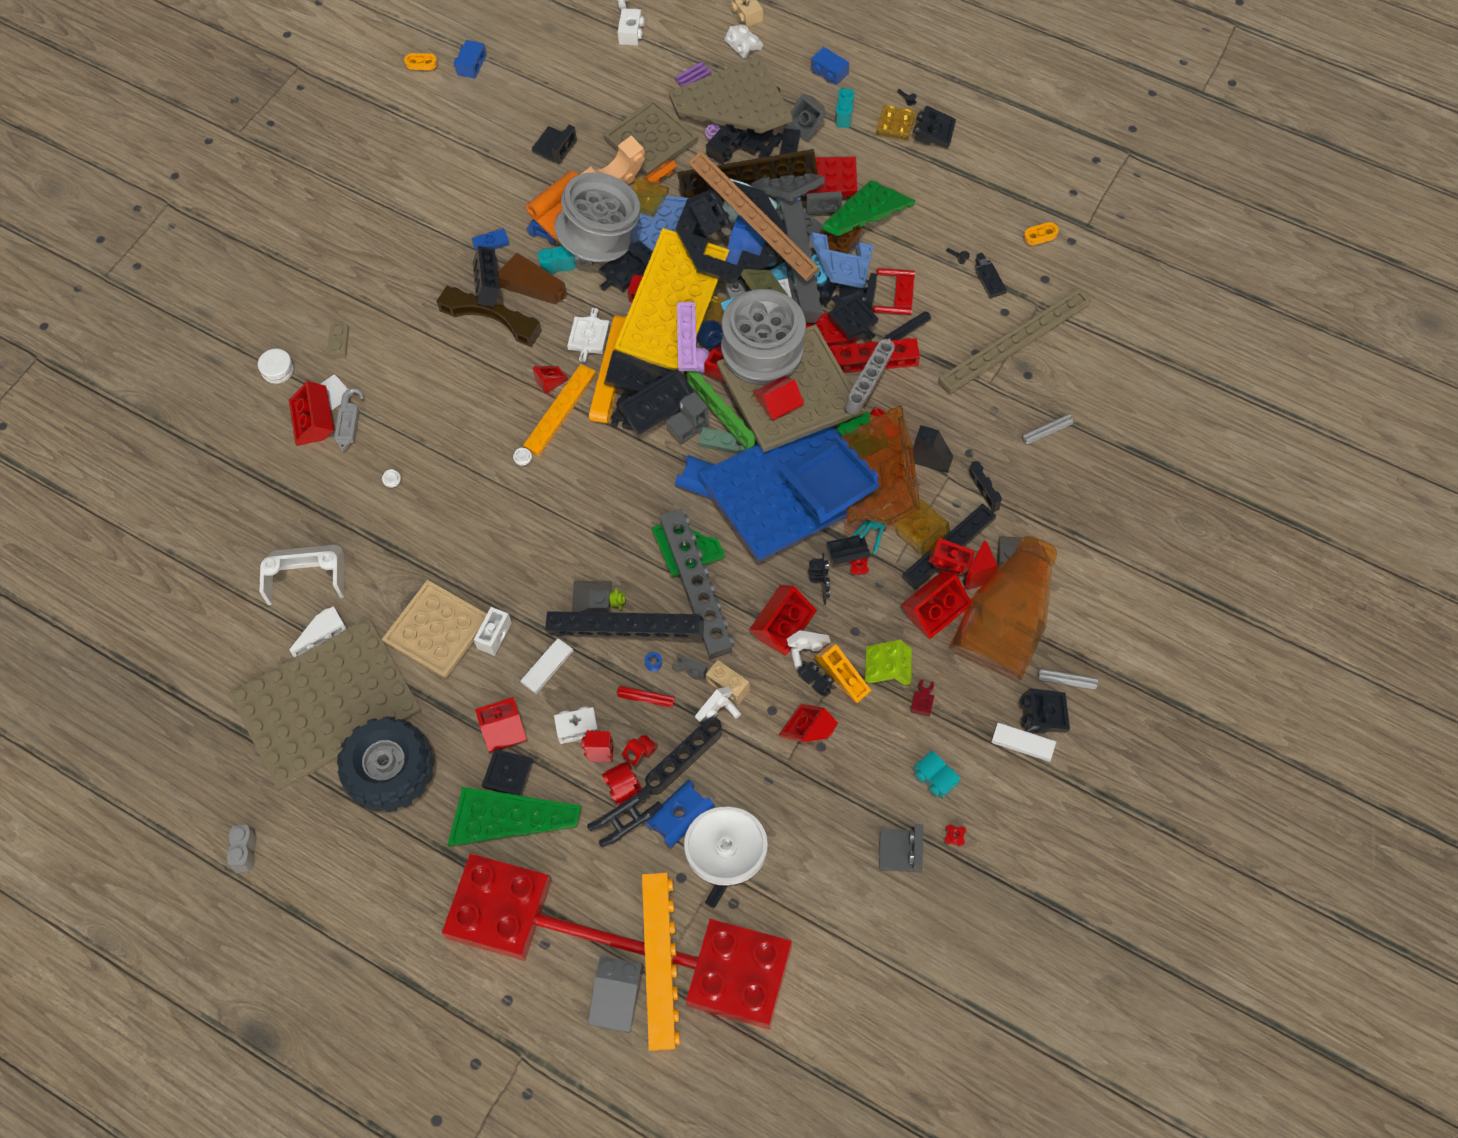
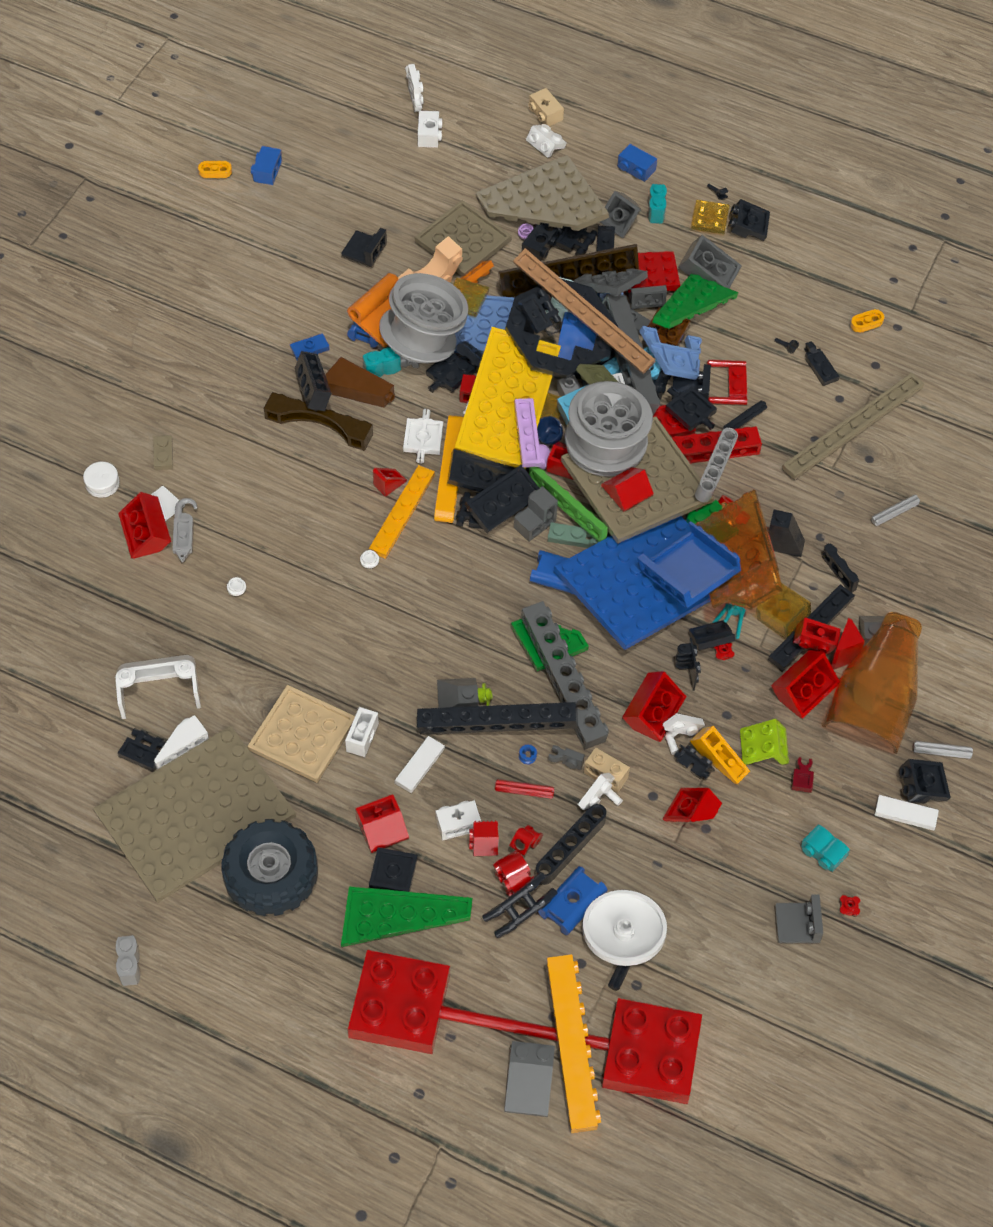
camera: 10 degrees left, 5 degrees down
(278, 640) = (140, 753): none -> black plate
(691, 74) = (497, 173): medium lavender tile -> none
(890, 169) = (710, 262): none -> dark grey slope

